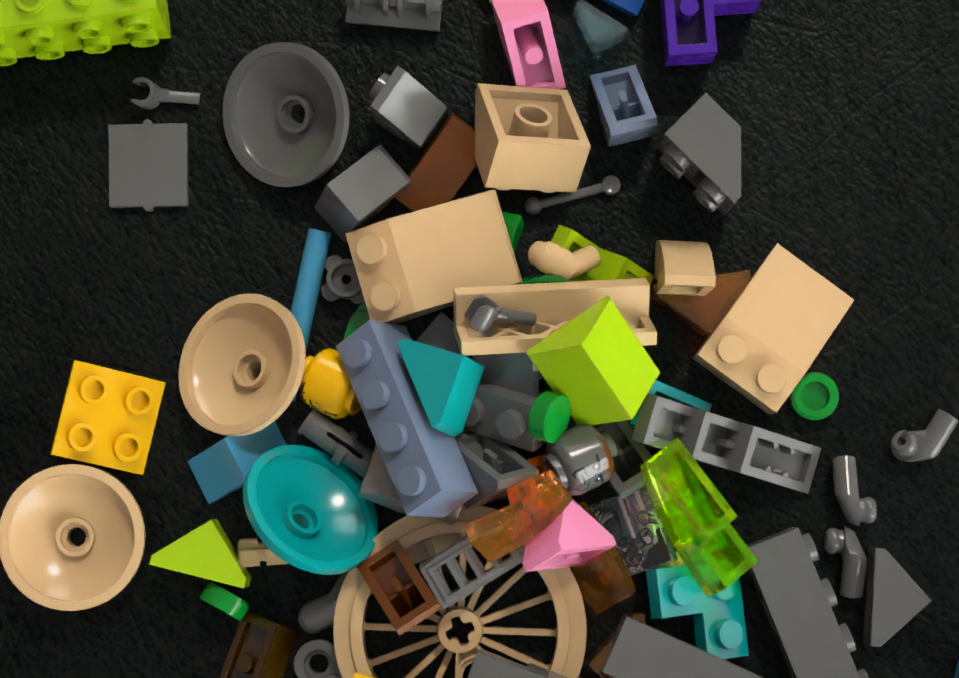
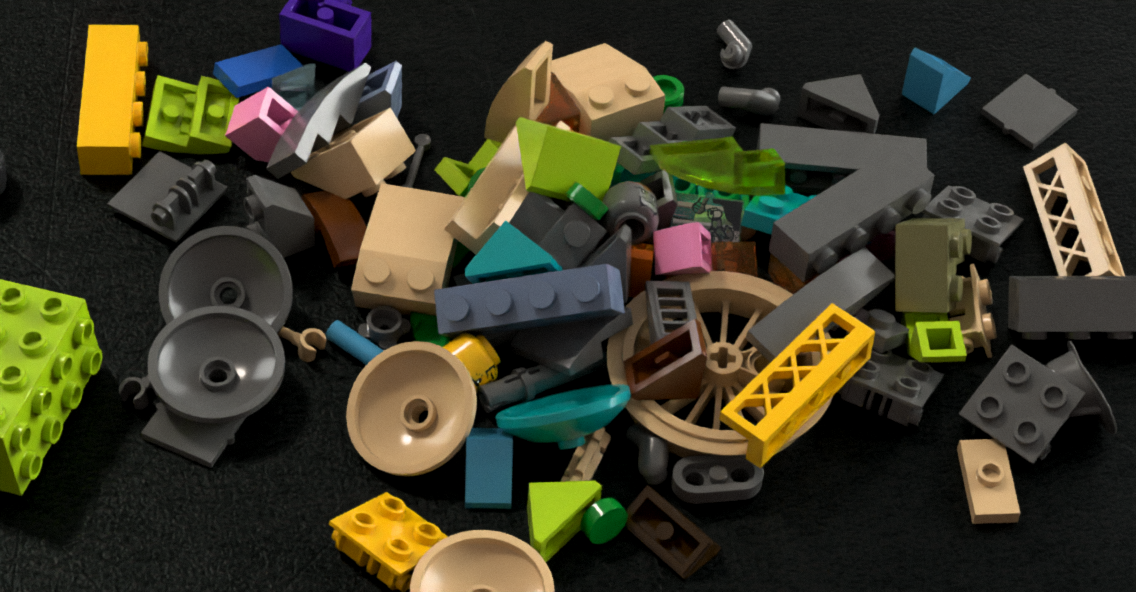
camera: 70 degrees left, 35 degrees down
(170, 137) = (213, 346): none -> dark grey dish
(291, 207) = (308, 337): none -> tan hand
(361, 192) = (325, 281): dark grey slope -> none
(485, 311) = (480, 209): dark grey hand -> none
(531, 509) = (659, 257): clear orange slope -> none
(558, 261) = (461, 170): tan arm -> none
(573, 75) = (318, 120): none -> dark grey slope
(707, 152) = (444, 56): dark grey slope -> none
(853, 558) = (801, 116): dark grey arm -> none

